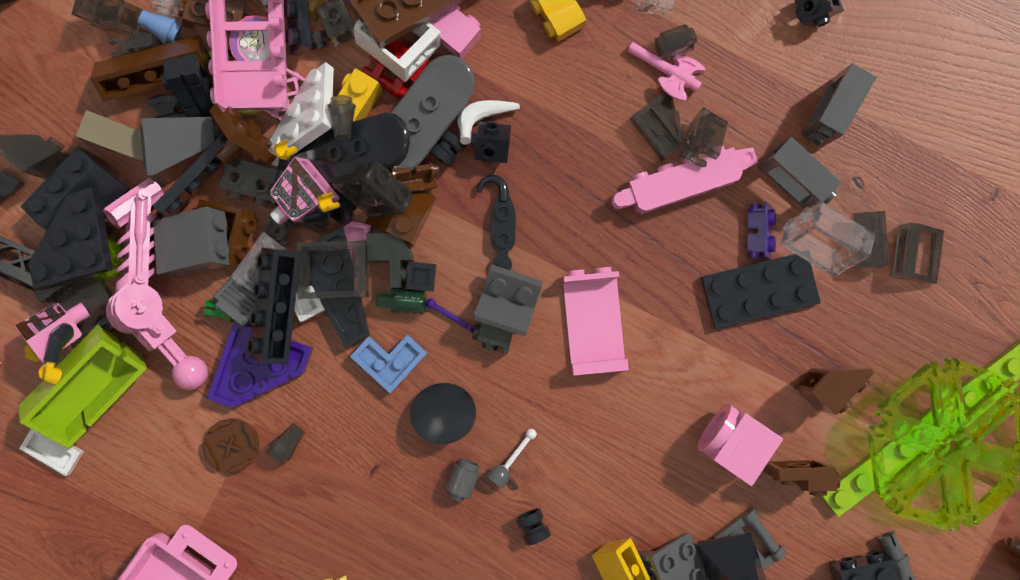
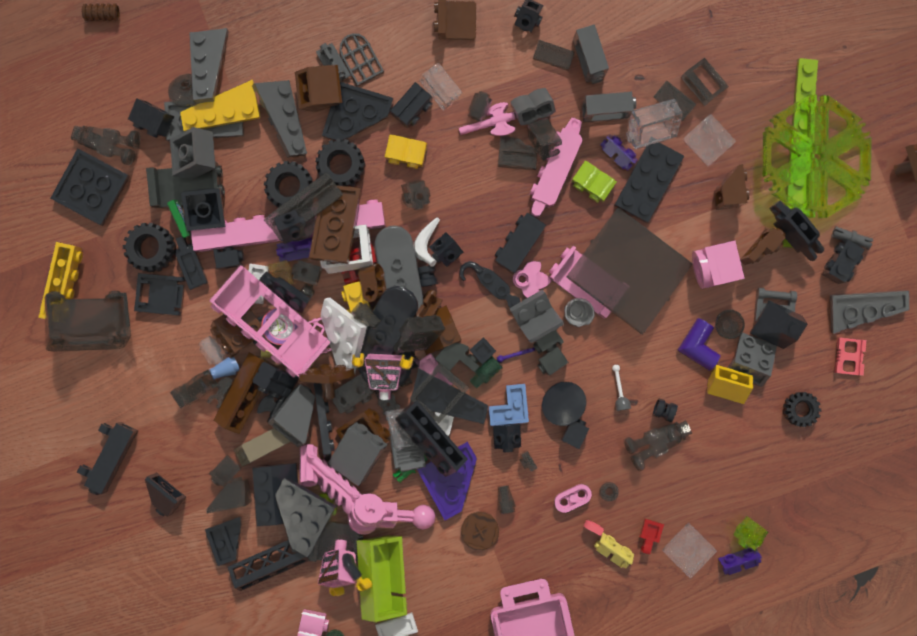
camera: 50 degrees left, 0 degrees up
(57, 124) = (224, 471): none -> clear smoke bracket
(341, 563) = (594, 527): none -> coral tile
(347, 430) = (527, 461): none -> clear smoke plate
(351, 515) = (572, 497): none -> bright pink plate
(352, 385) = (507, 437): none -> black brick
(386, 93) = (372, 282): none -> reddish brown piece
(390, 552) = (615, 491): none -> clear smoke plate
(421, 454) = (575, 433): none -> black brick
(462, 479) = (607, 424): dark grey brick -> none
(475, 360) = (552, 361): none -> pearl dark grey brick
(494, 551) = (659, 442): none -> clear smoke piece
(530, 63) = (415, 194): none -> clear smoke brick
(547, 263) = (534, 279): none -> bright pink plate
(554, 341) = (579, 312): none -> light grey hair
(570, 212) = (519, 242): none -> black brick
(629, 495) = (694, 346): none -> dark purple brick
(646, 355) = (629, 270): none -> clear smoke piece
(687, 513) = (730, 324): none -> clear smoke hair
(705, 232) = (593, 181): none -> lime brick
(729, 97) = (533, 106): none -> dark grey brick
(799, 71) = (553, 55): none -> clear smoke tile
(858, 497) = (798, 229): none -> black hinge
(861, 314) = (709, 140): none -> clear hinge

